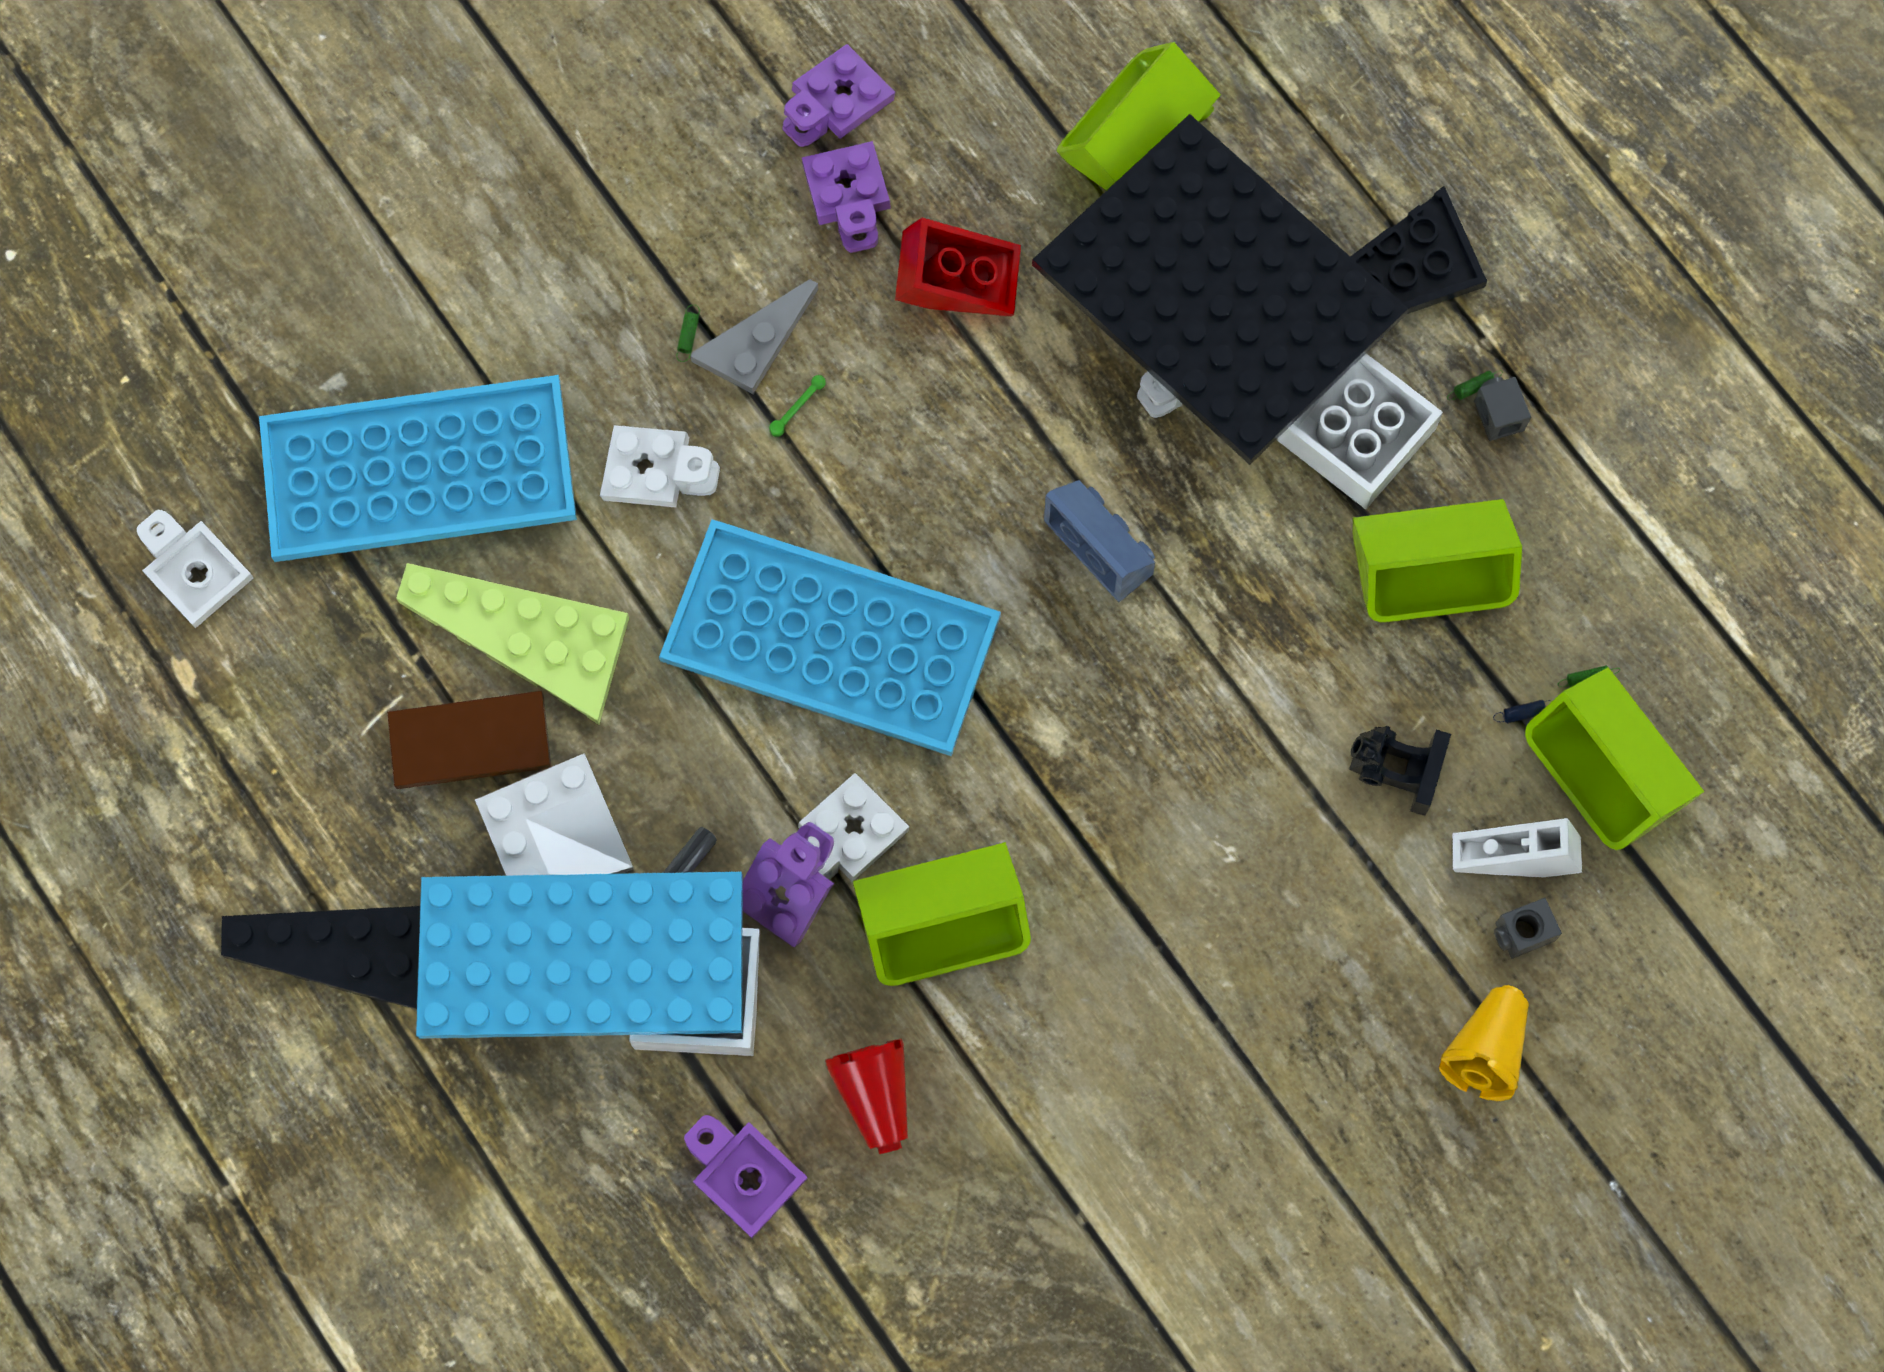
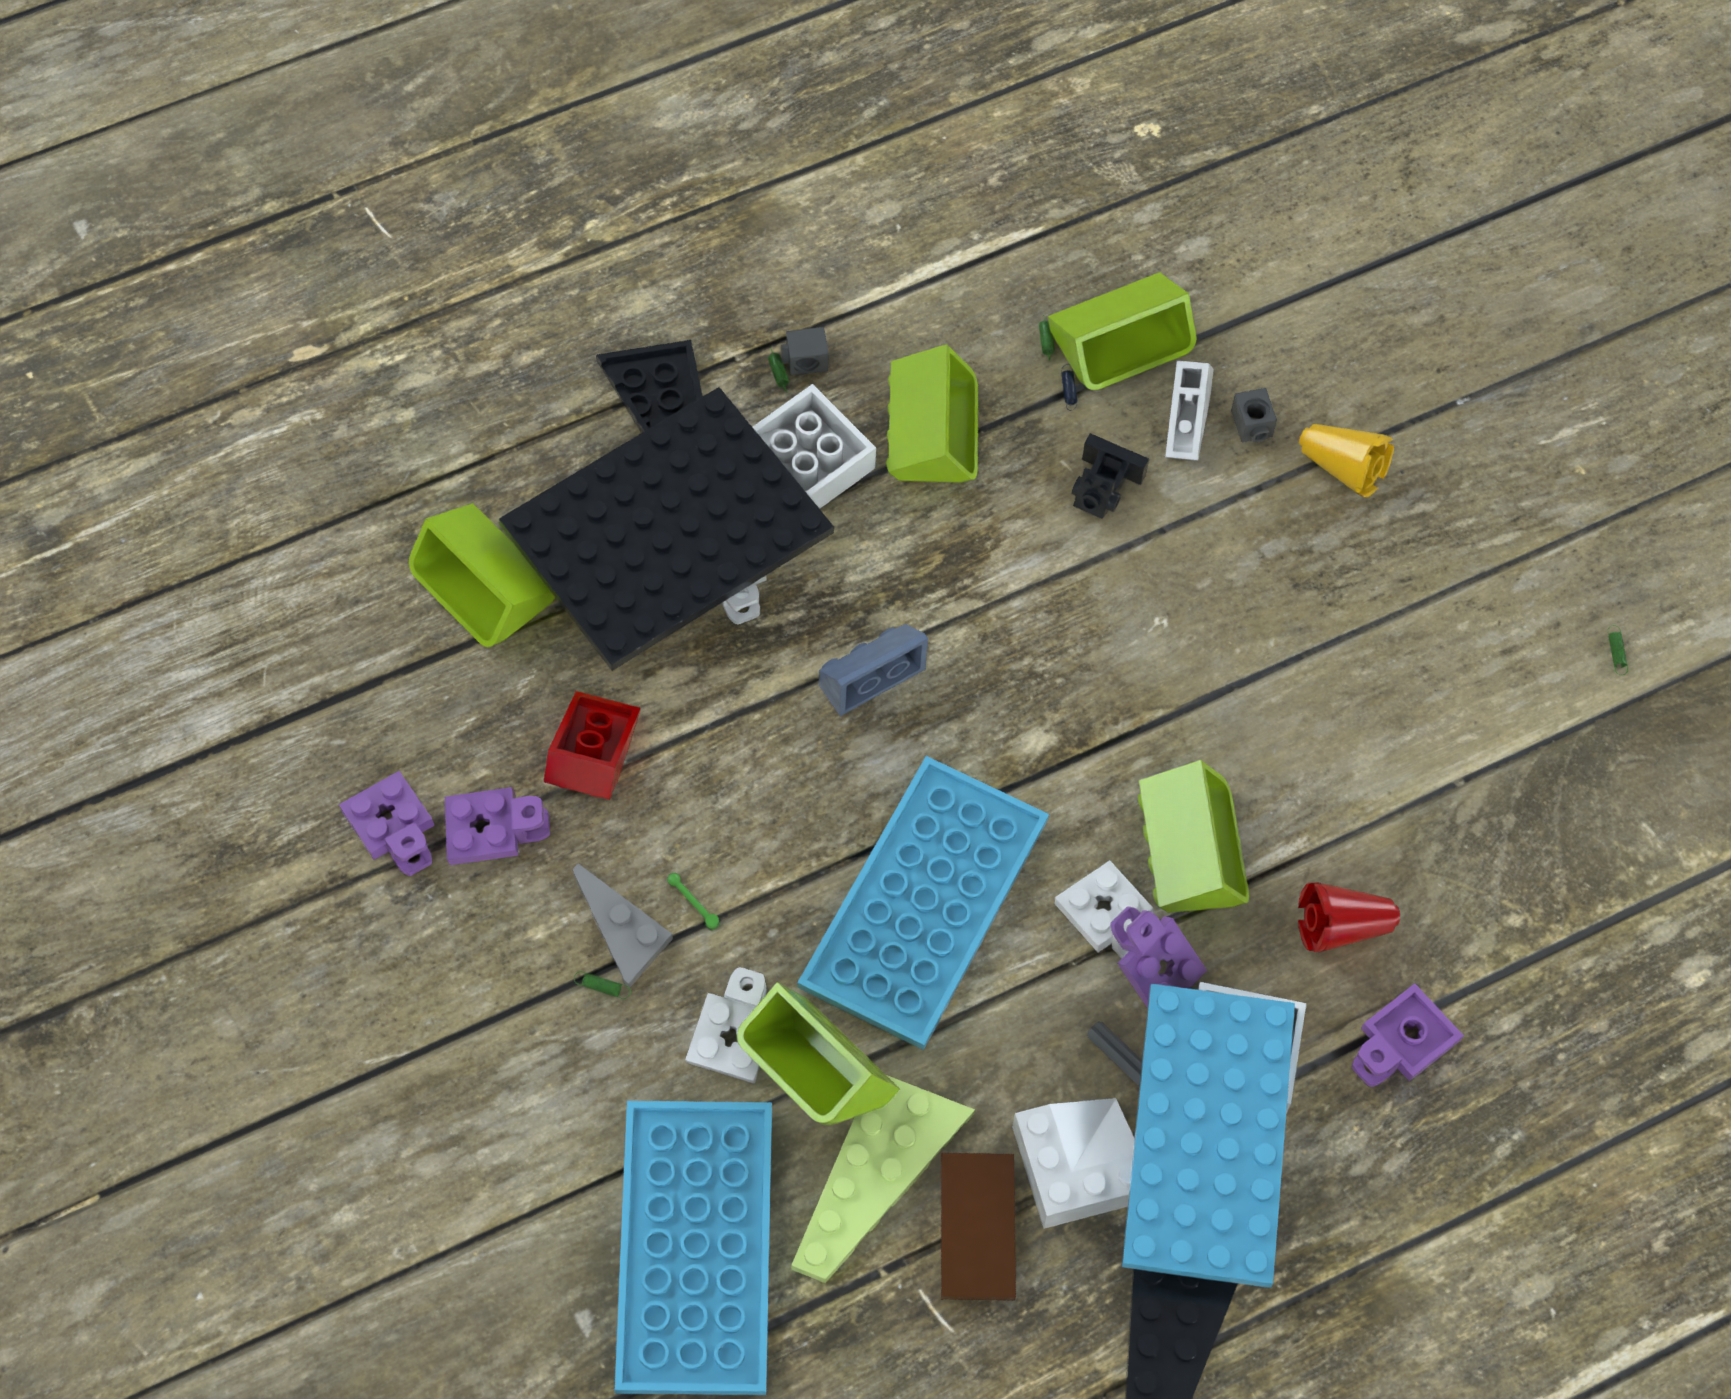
camera: 85 degrees left, 10 degrees down
(614, 540) = (812, 1058): none -> lime windscreen

